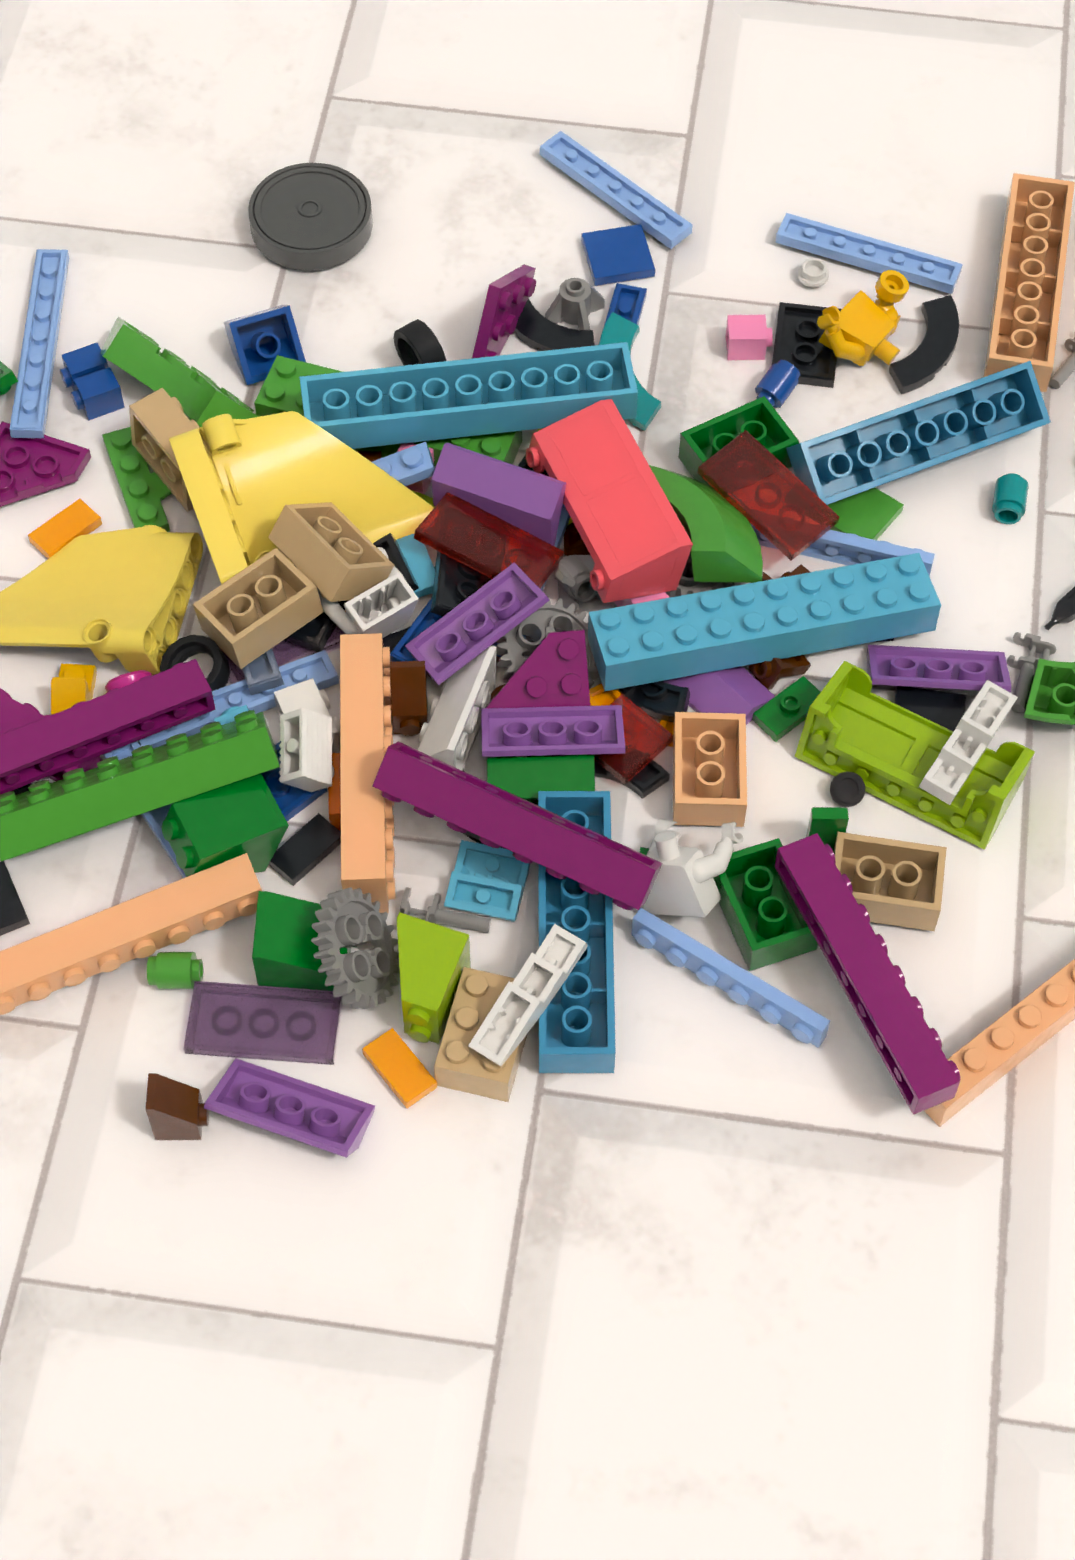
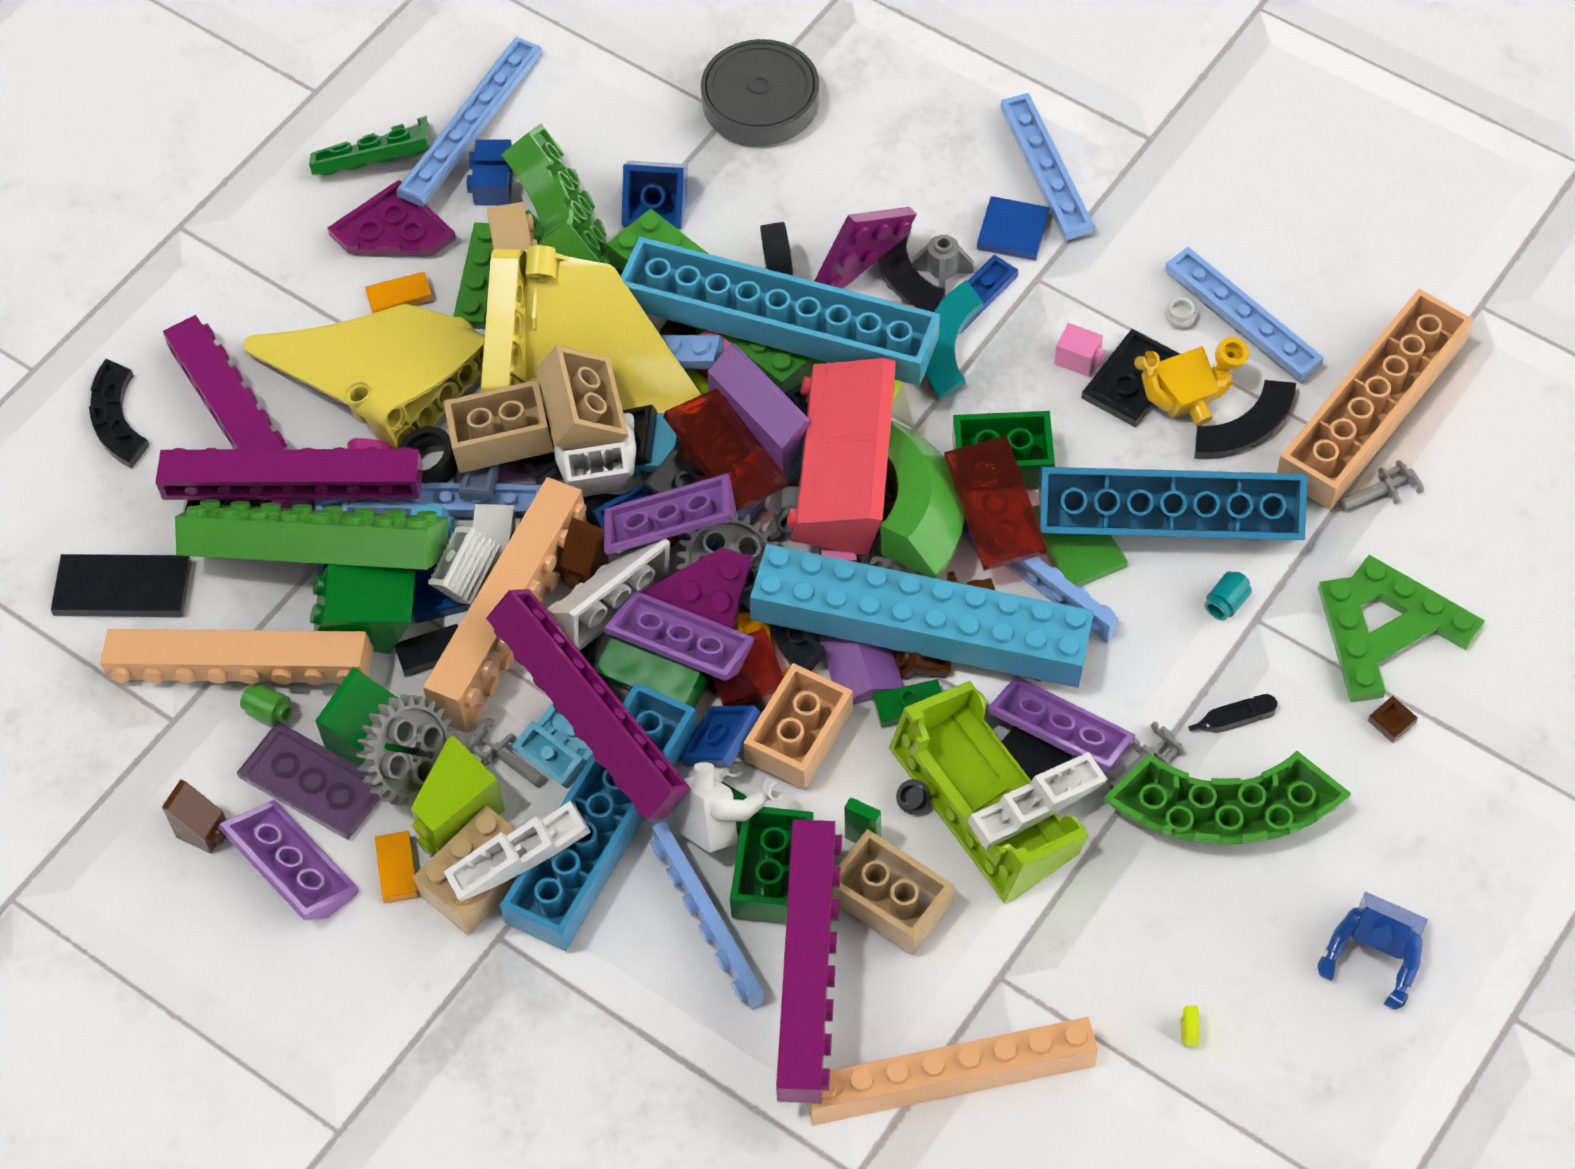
camera: 30 degrees right, 0 degrees up
(72, 686) = (326, 433): yellow slope -> none
(643, 807) = (720, 735): none -> blue tile
(778, 383) = (1078, 404): blue brick -> none

